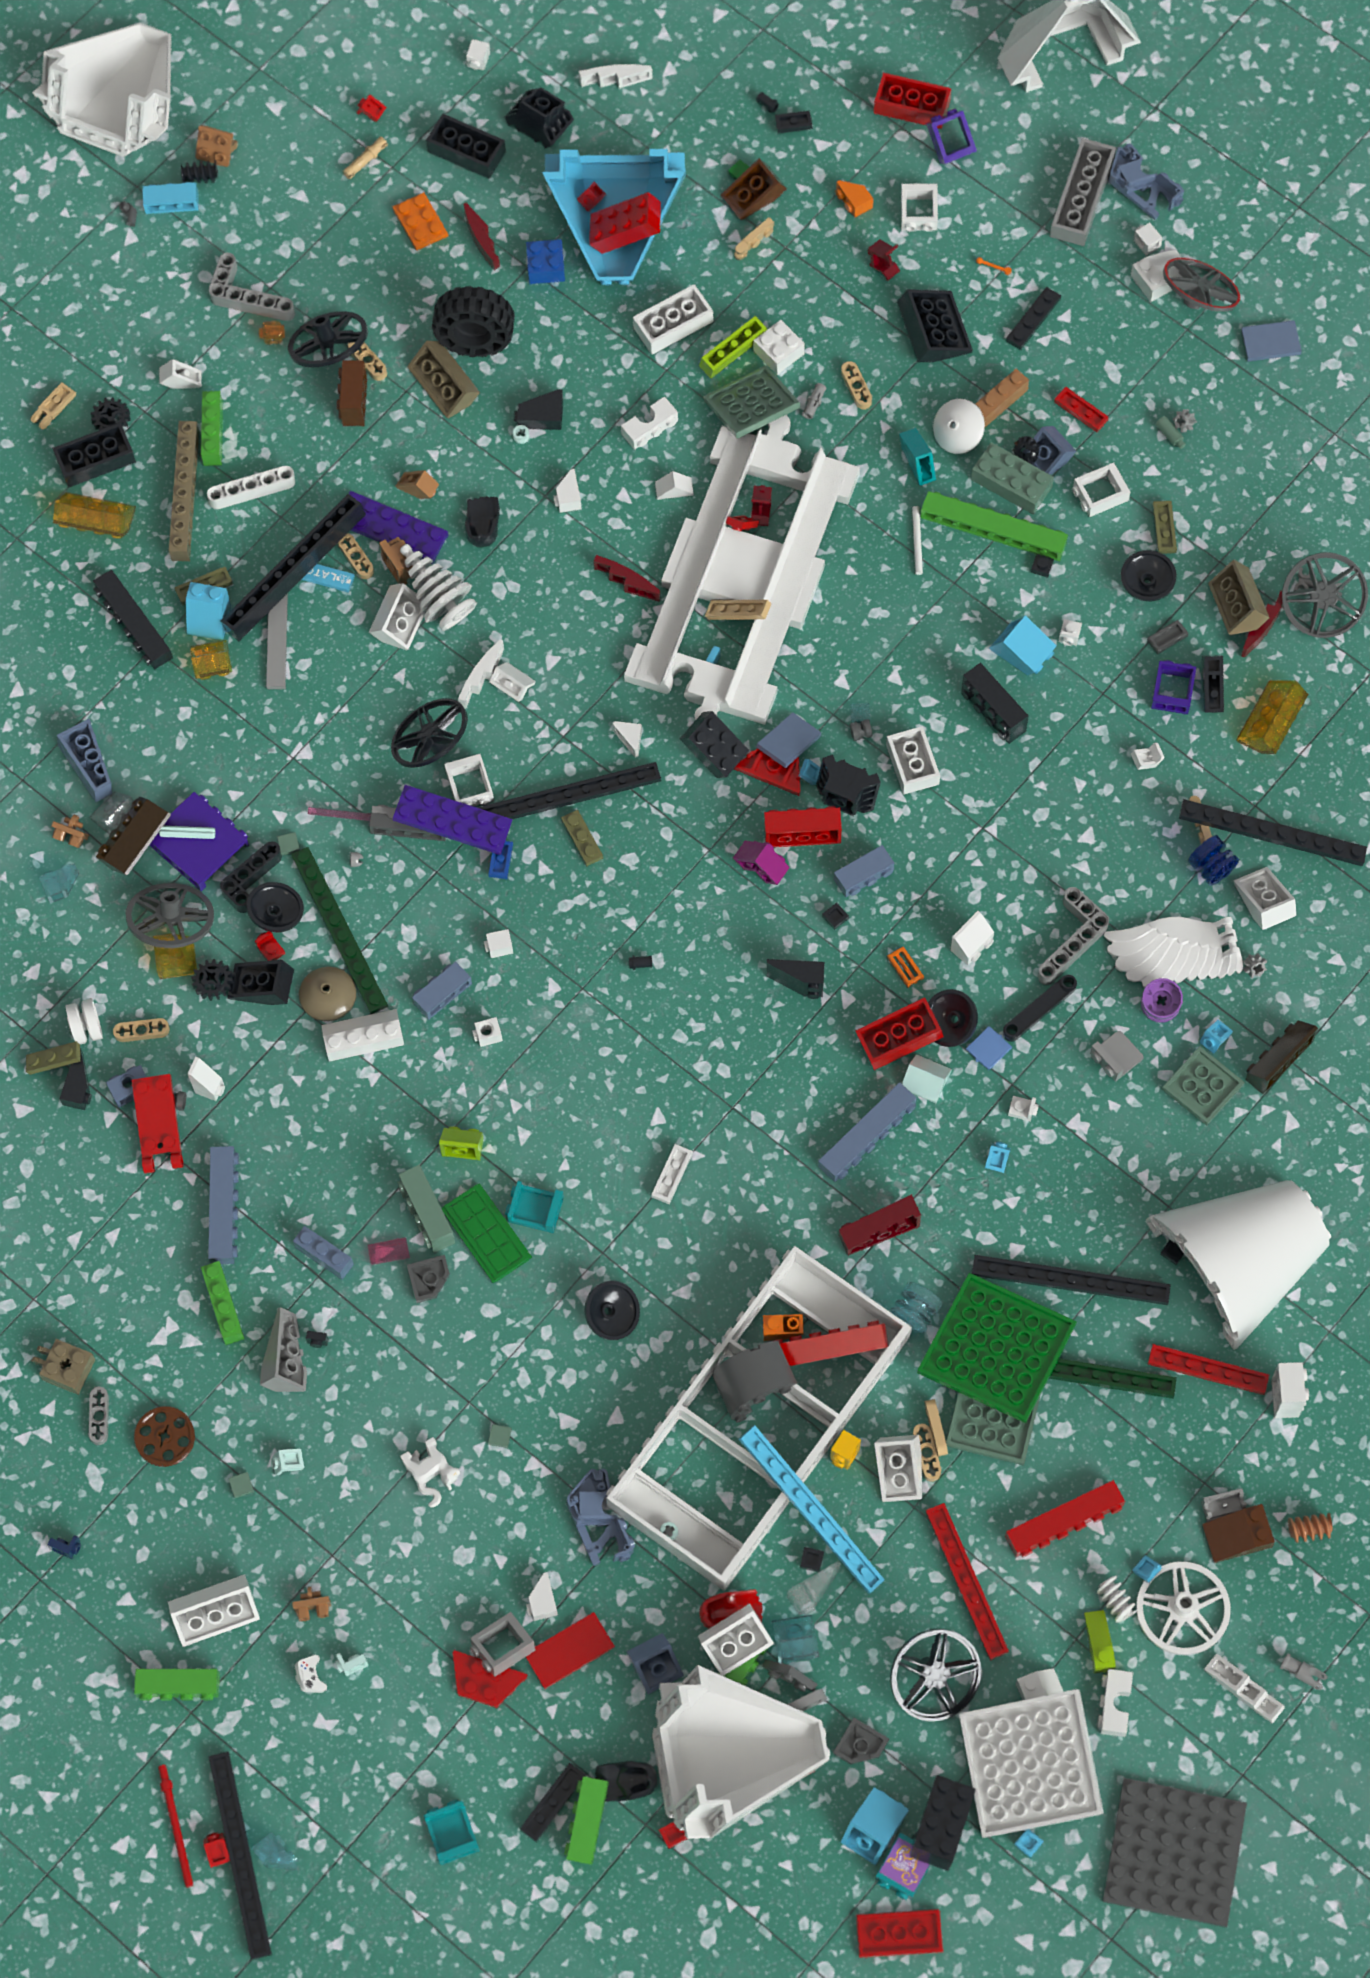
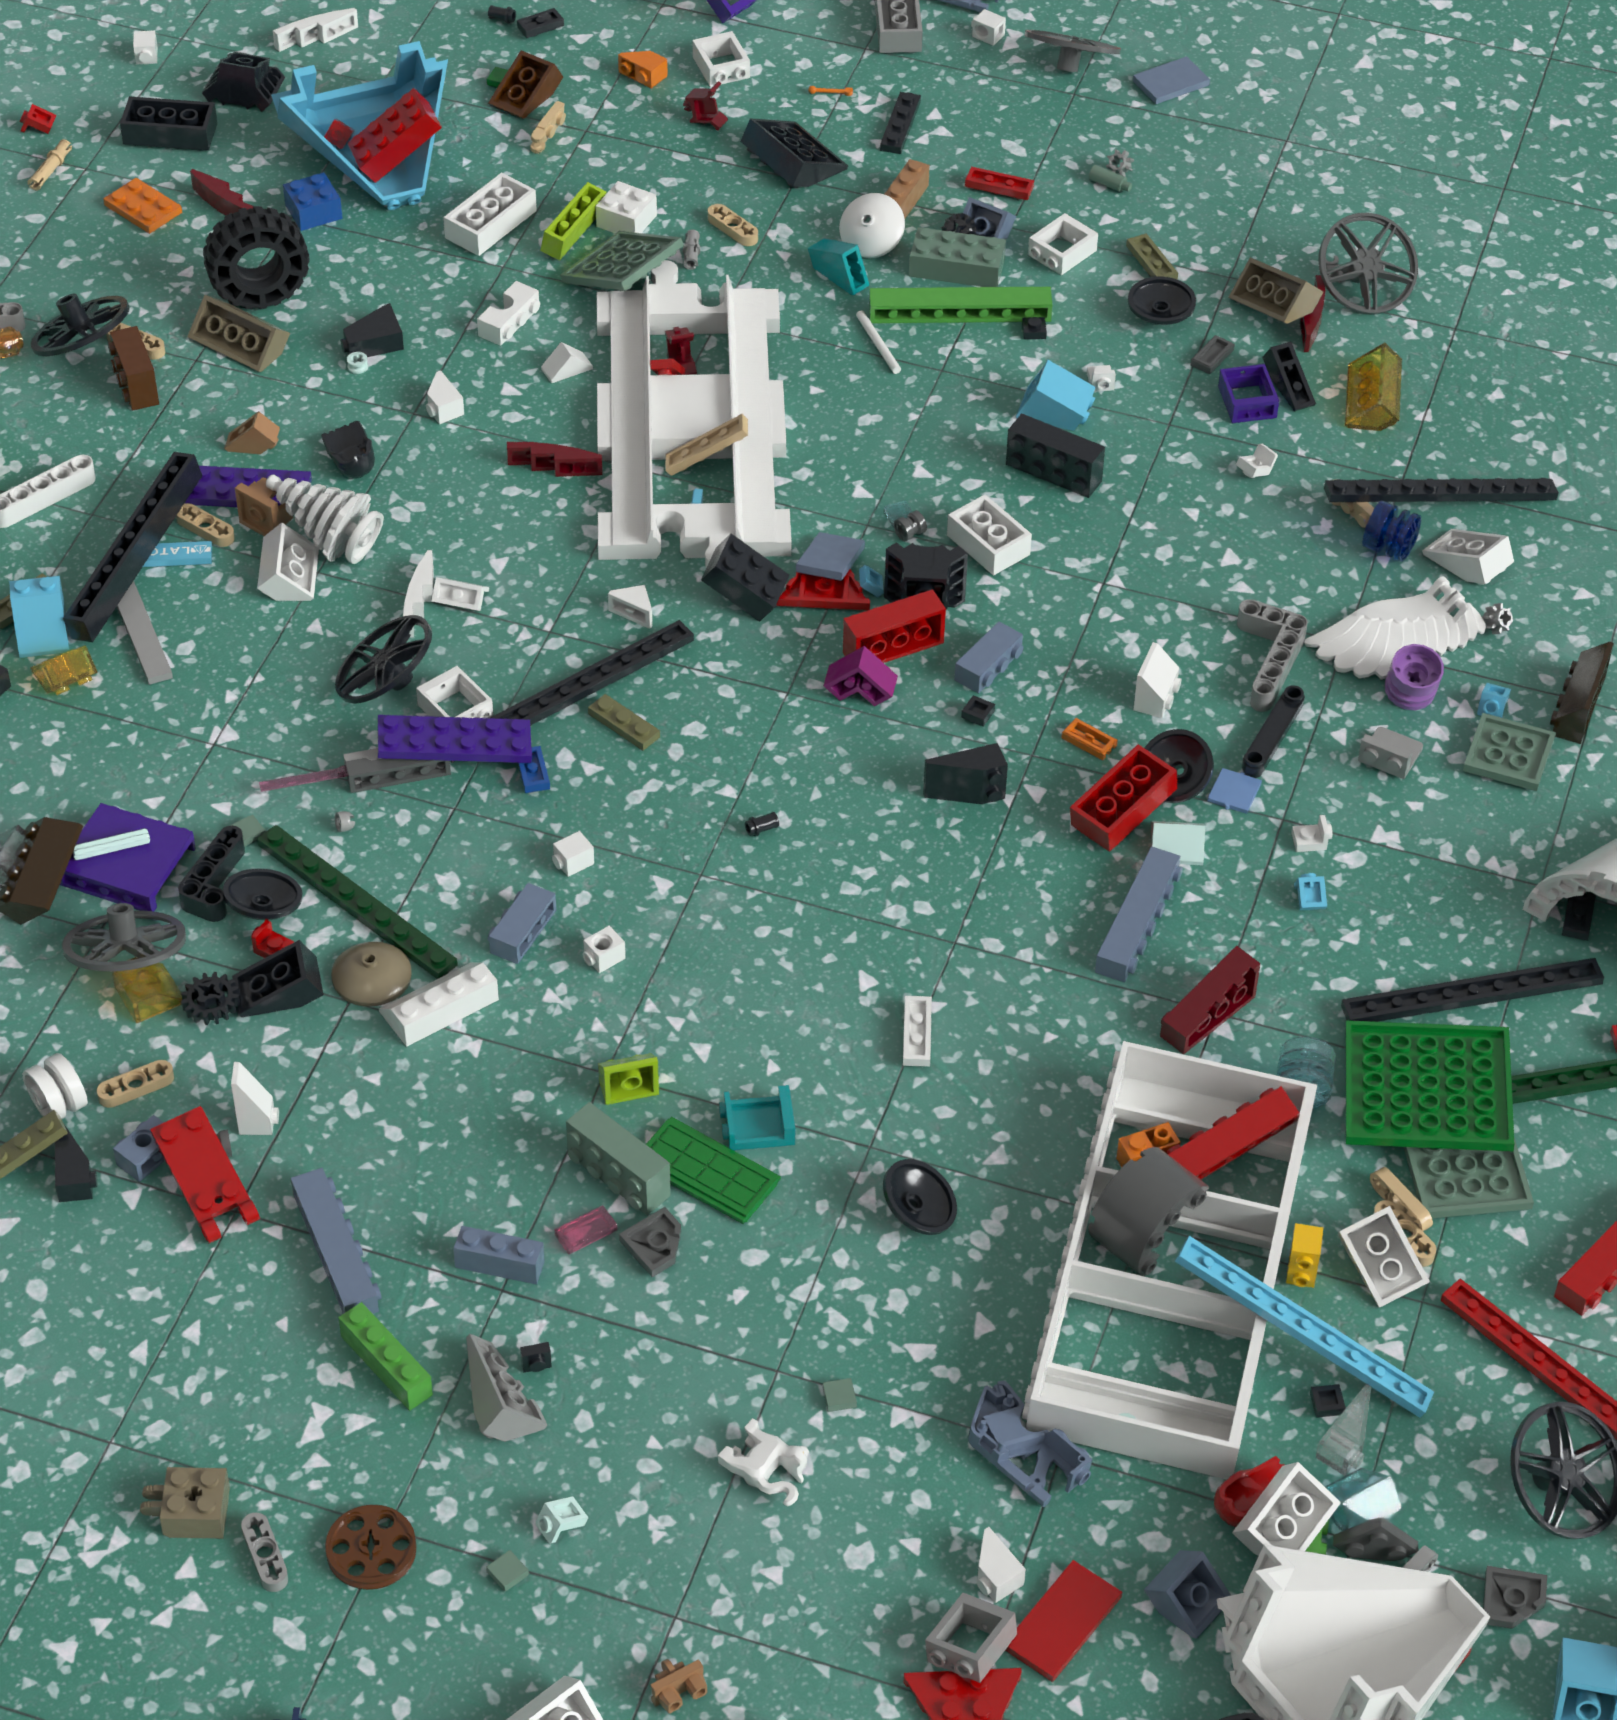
camera: 25 degrees left, 20 degrees down
(1149, 274) = (1017, 54): white slope -> none

